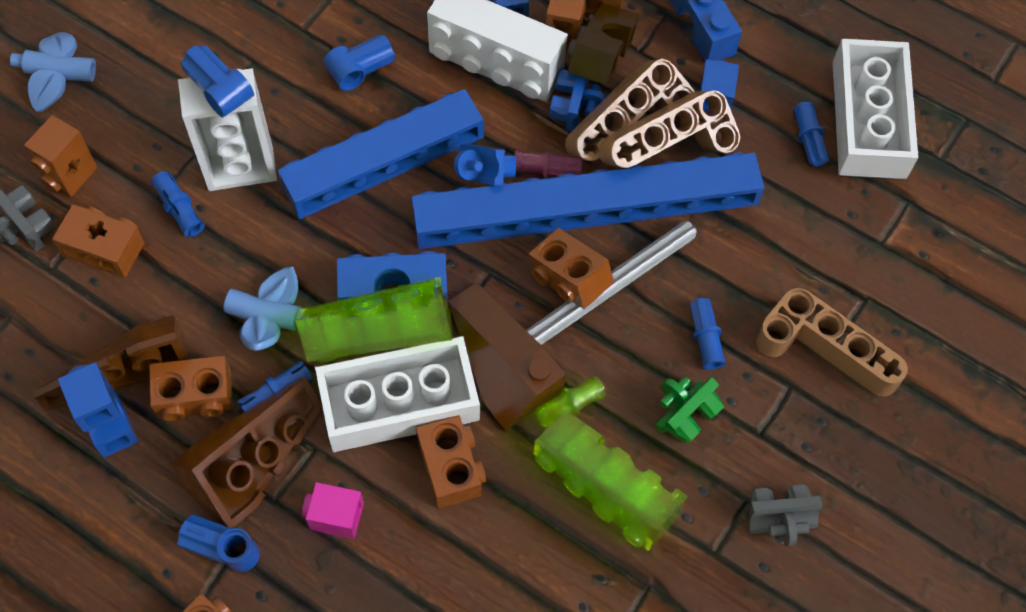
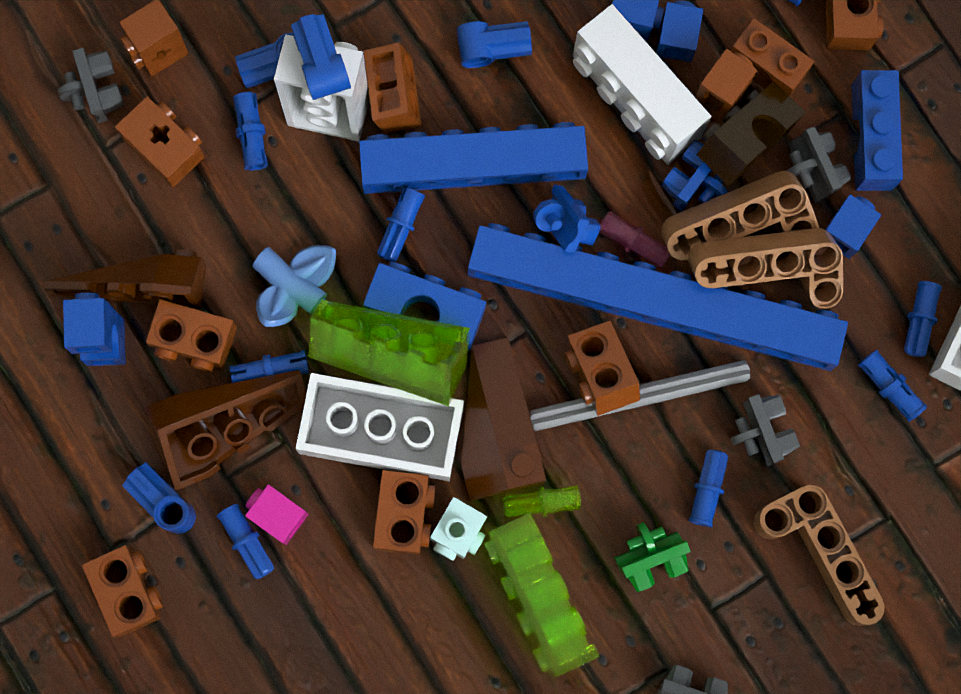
camera: 20 degrees right, 15 degrees up
(168, 145) = (260, 64): none -> blue piece
(290, 122) = (392, 88): none -> dark orange brick
(315, 548) = (246, 541): none -> blue axle
(341, 225) = (400, 224): none -> blue axle
(507, 455) = (458, 530): none -> light aqua brick
(661, 44) = (813, 165): none -> dark grey hips
(726, 269) = (760, 413): none -> dark grey hips
(815, 192) = (892, 385): none -> blue pin

